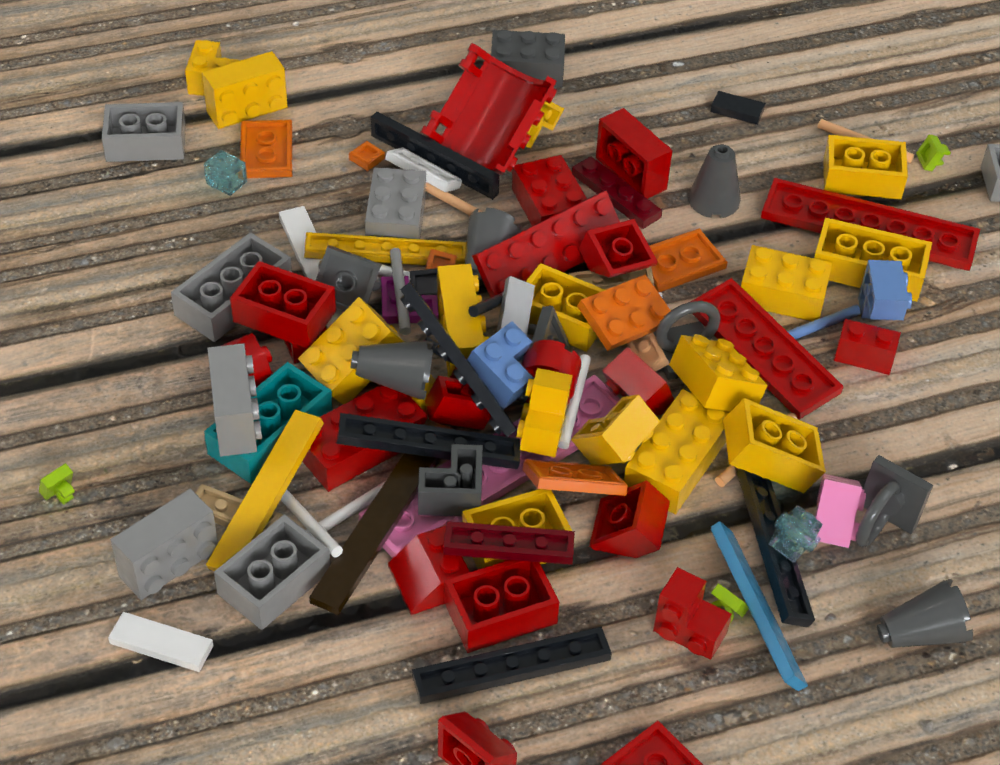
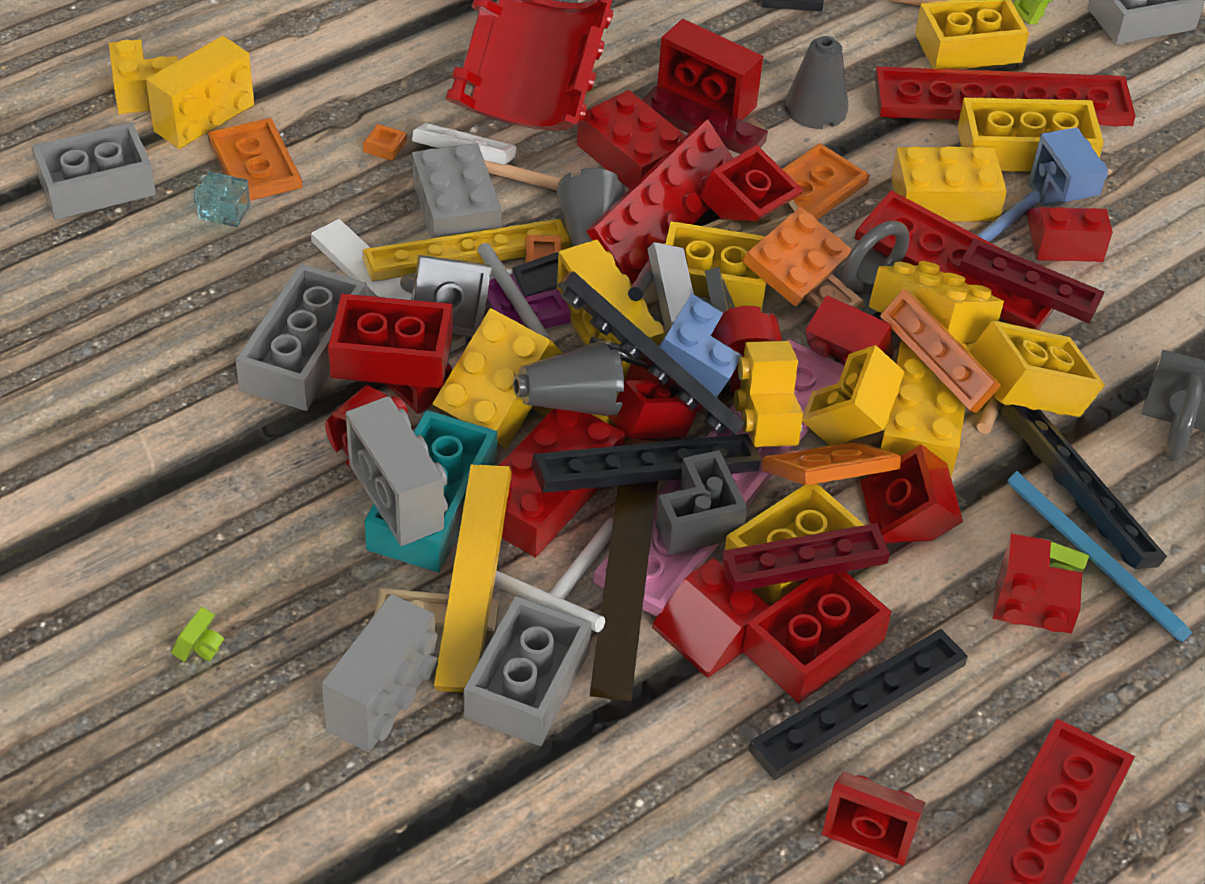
camera: 20 degrees left, 0 degrees up
(161, 641) = (422, 796): white tile -> none
(471, 173) = (416, 109): black plate -> none
(695, 412) = (940, 351): none -> orange plate
(795, 533) = (1107, 462): clear light blue brick -> none
(809, 375) = (1031, 280): none -> dark red plate
(837, 509) = (1135, 425): bright pink brick -> none

